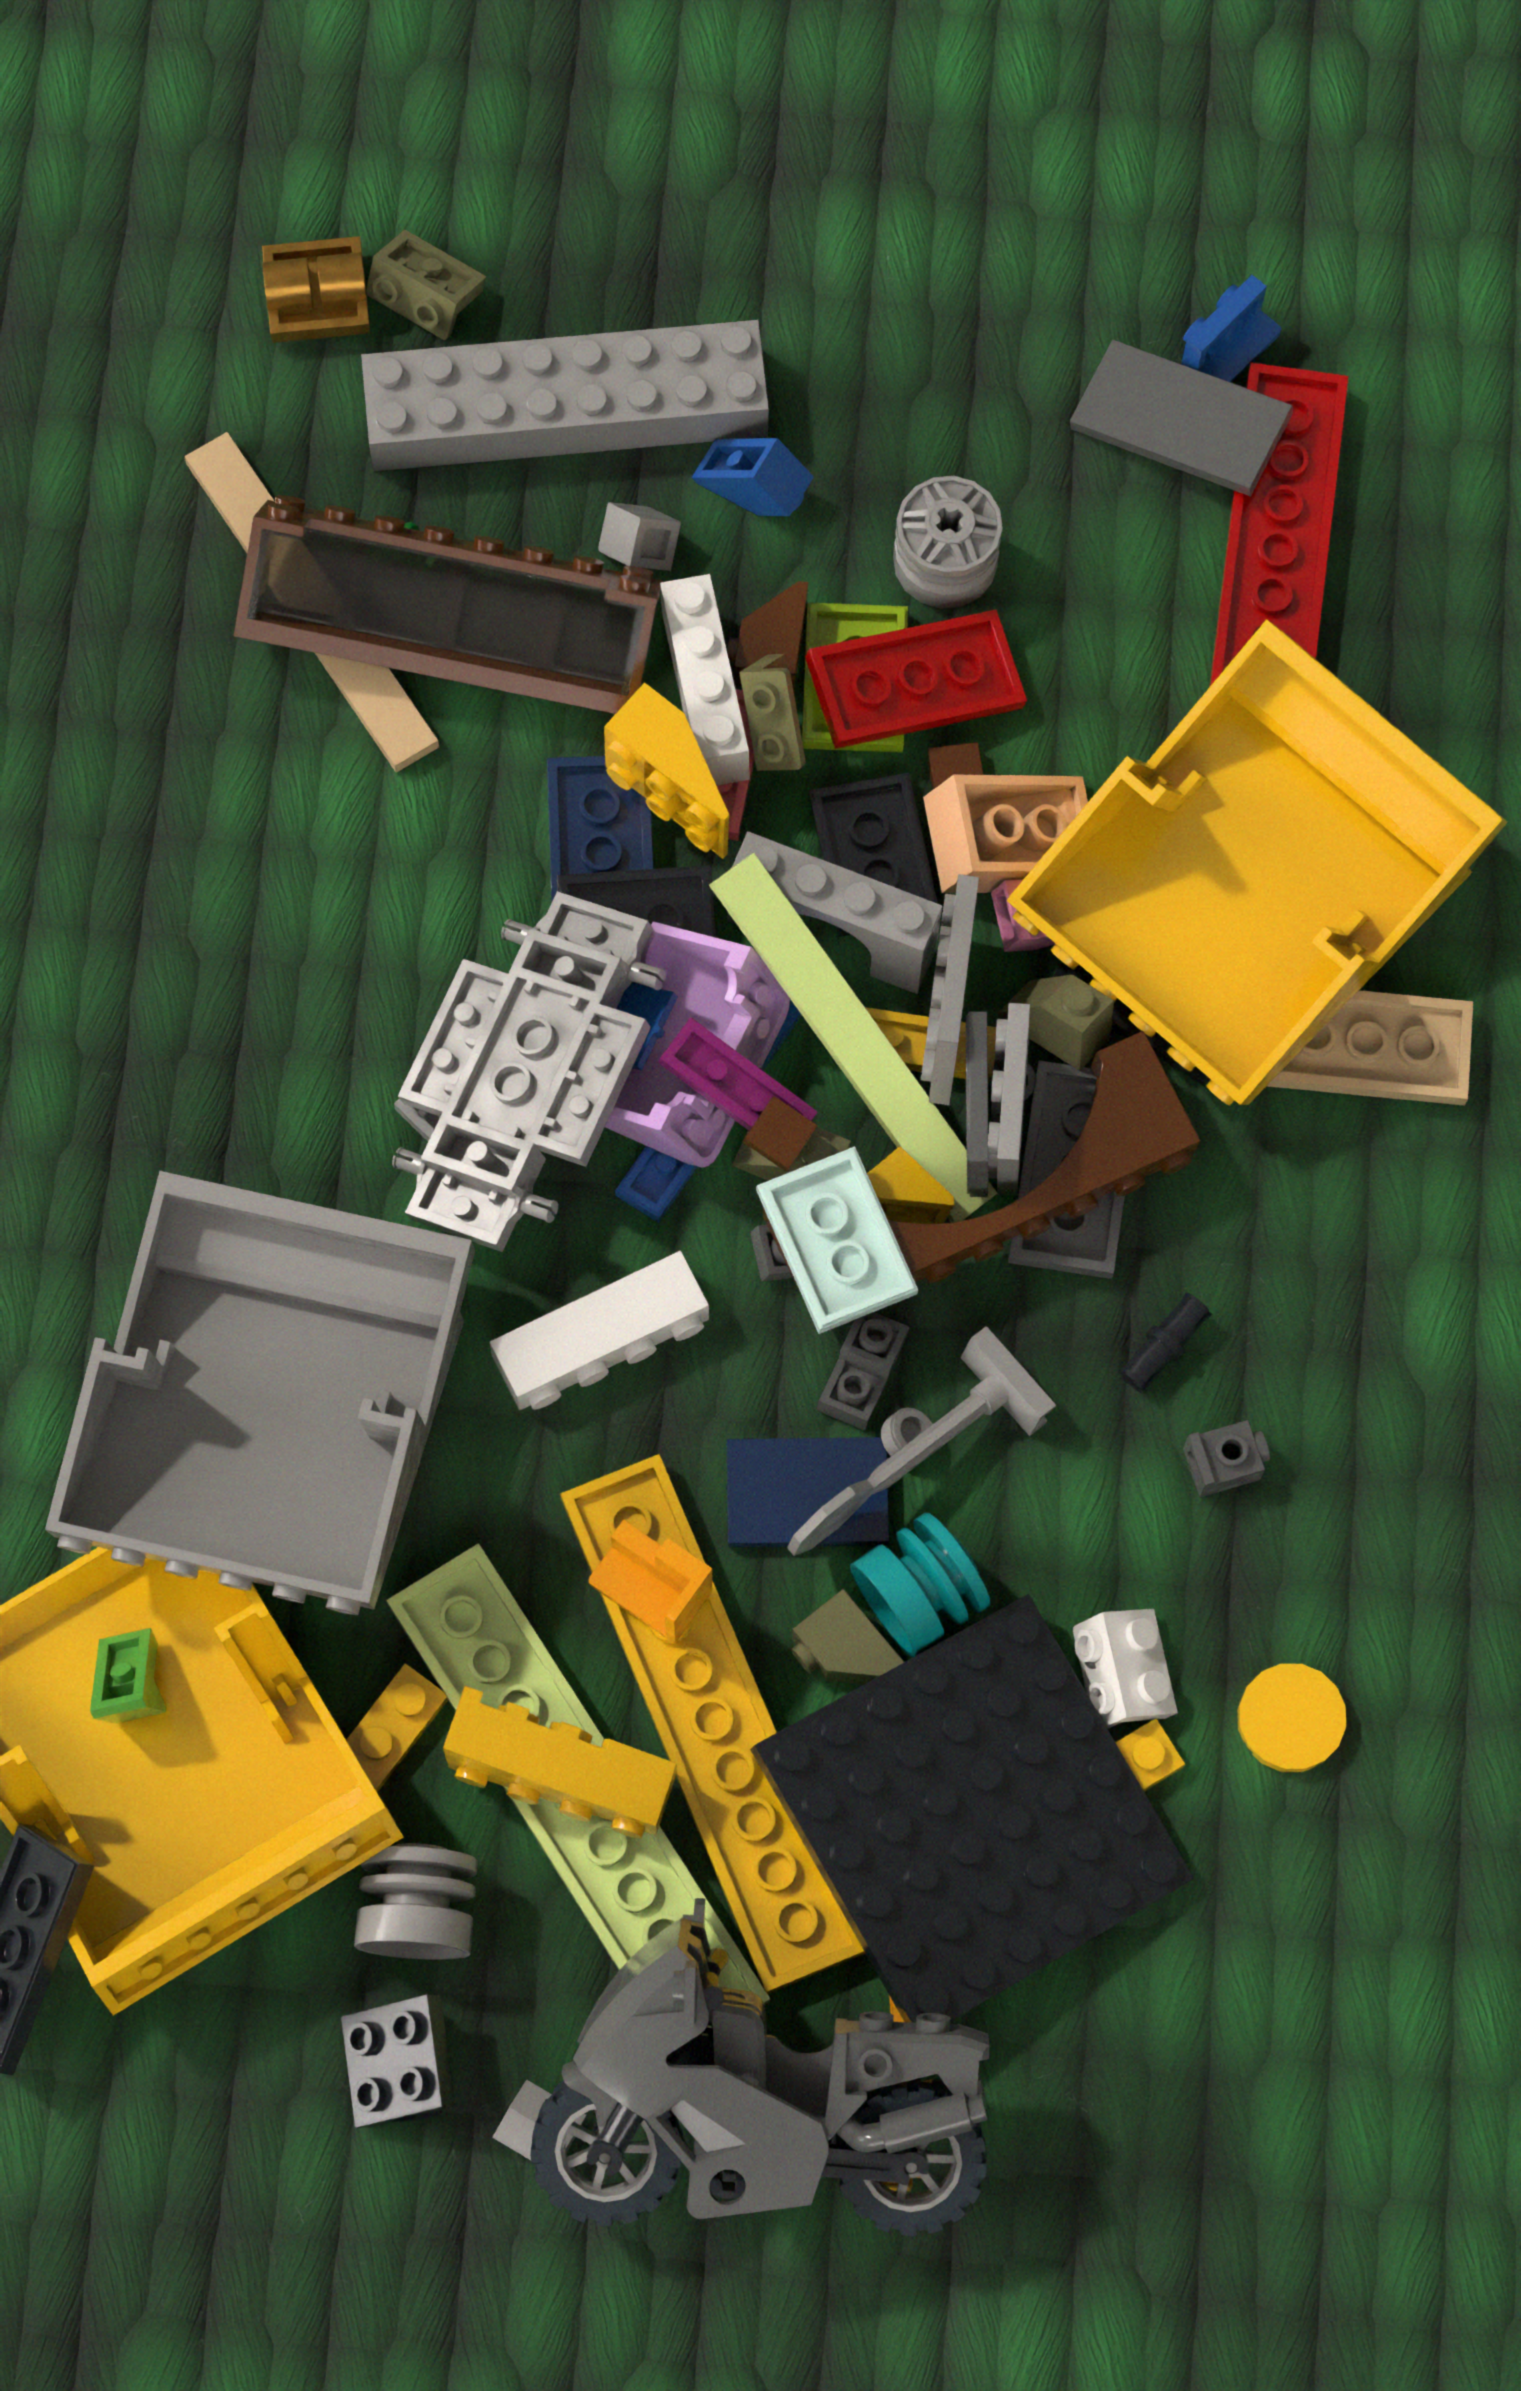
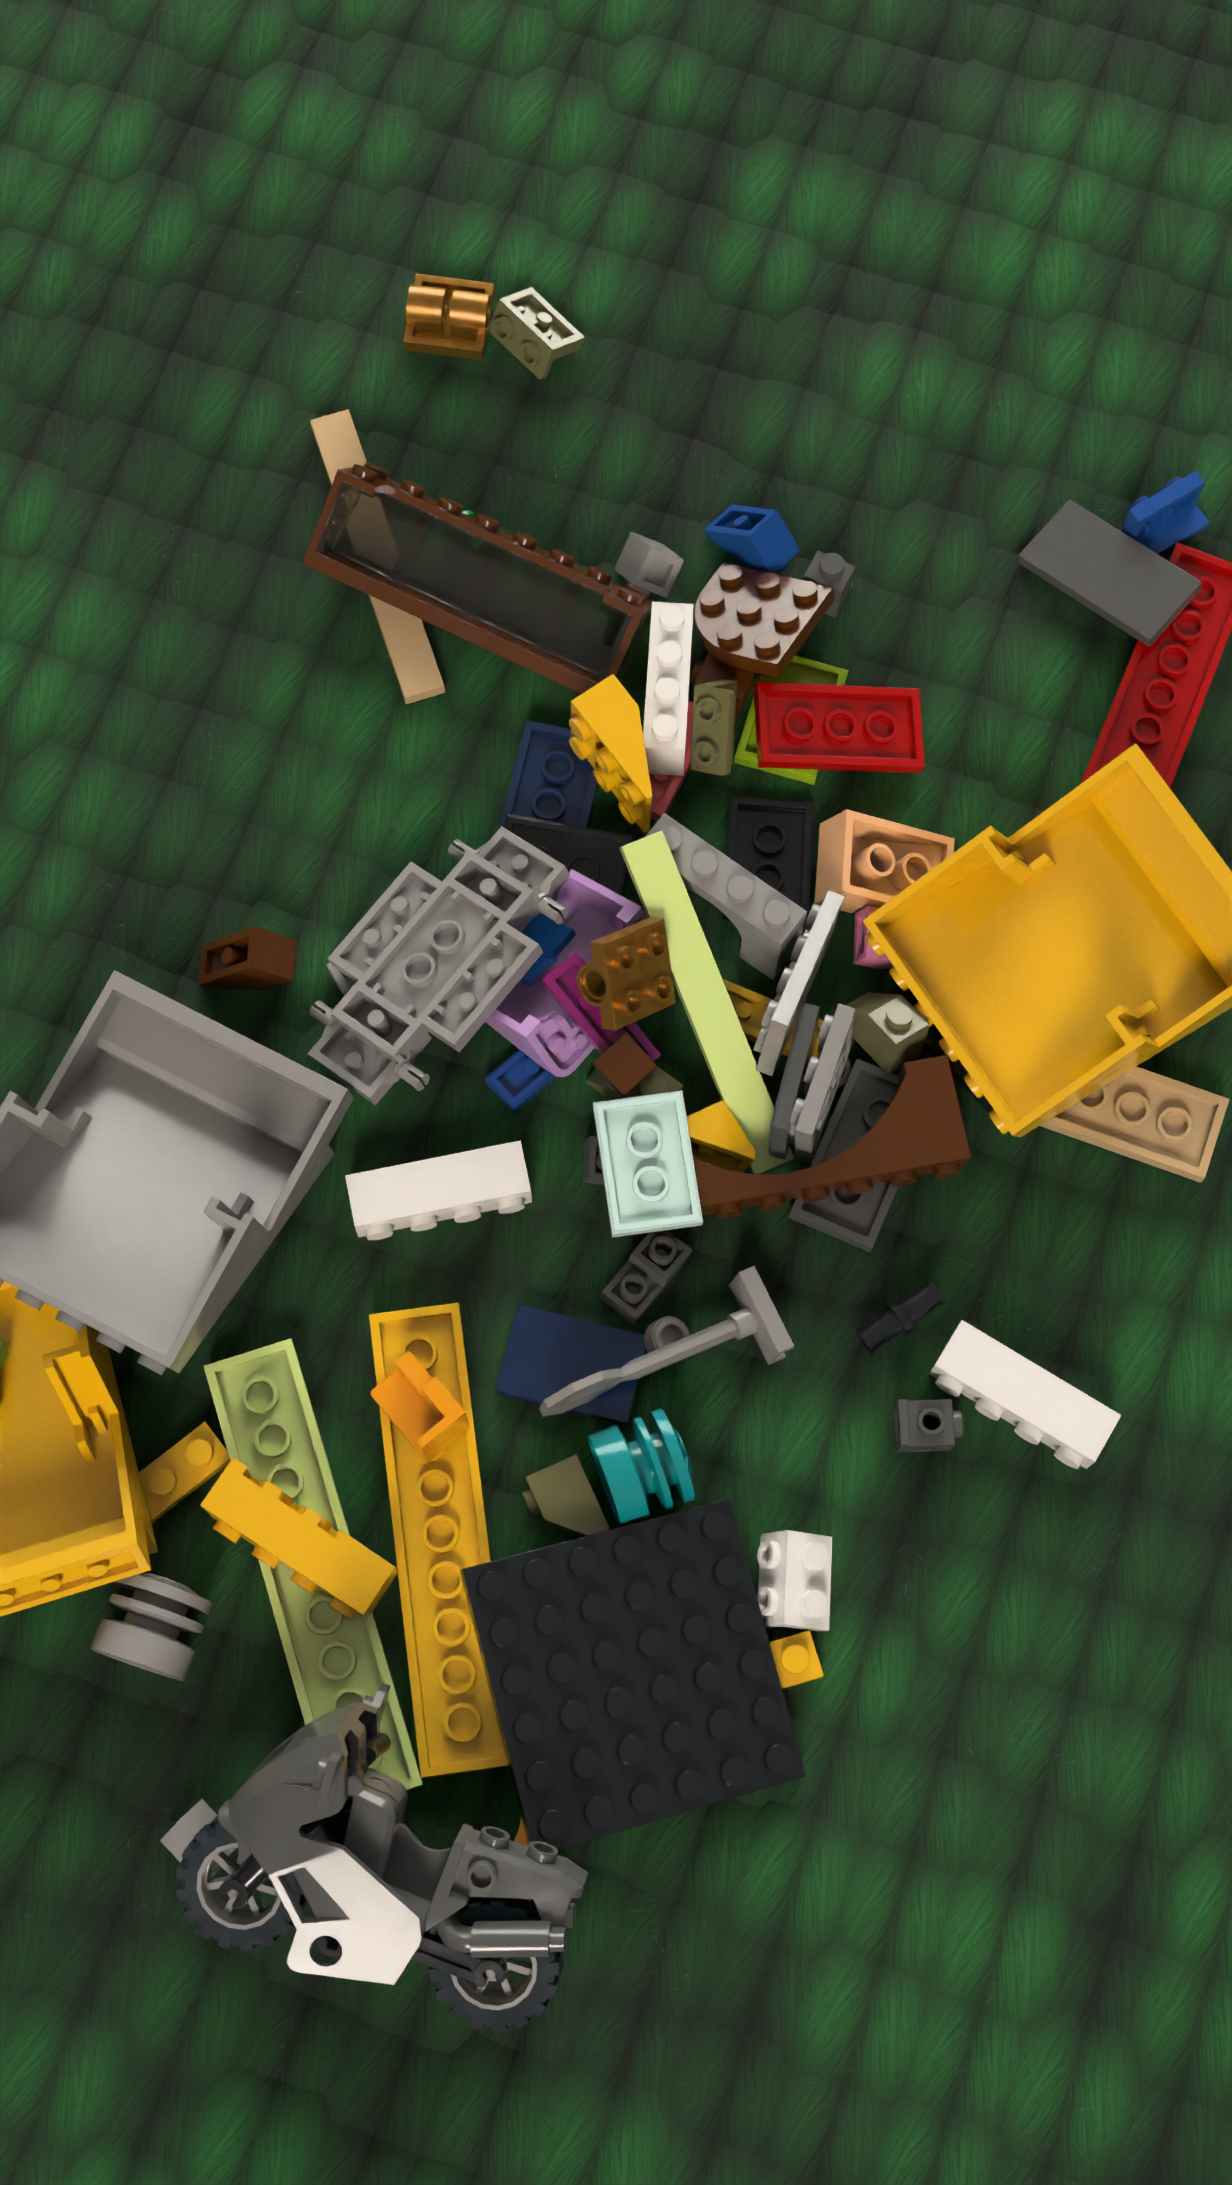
camera: 15 degrees right, 0 degrees up
(300, 1122) = (248, 960): none -> reddish brown slope
(398, 2062) = (100, 1755): plate -> none
(565, 395) = (619, 441): light grey brick -> none
(759, 1028) = (628, 974): none -> pearl gold plate
(787, 570) = (758, 617): none -> plate
(856, 498) = (832, 571): none -> dark grey brick
(947, 566) = (893, 625): light grey wheel -> none
(953, 759) = (853, 799): reddish brown tile -> none
(1291, 1717) = (924, 1659): yellow tile -> none
(1328, 1396) = (1025, 1396): none -> white brick

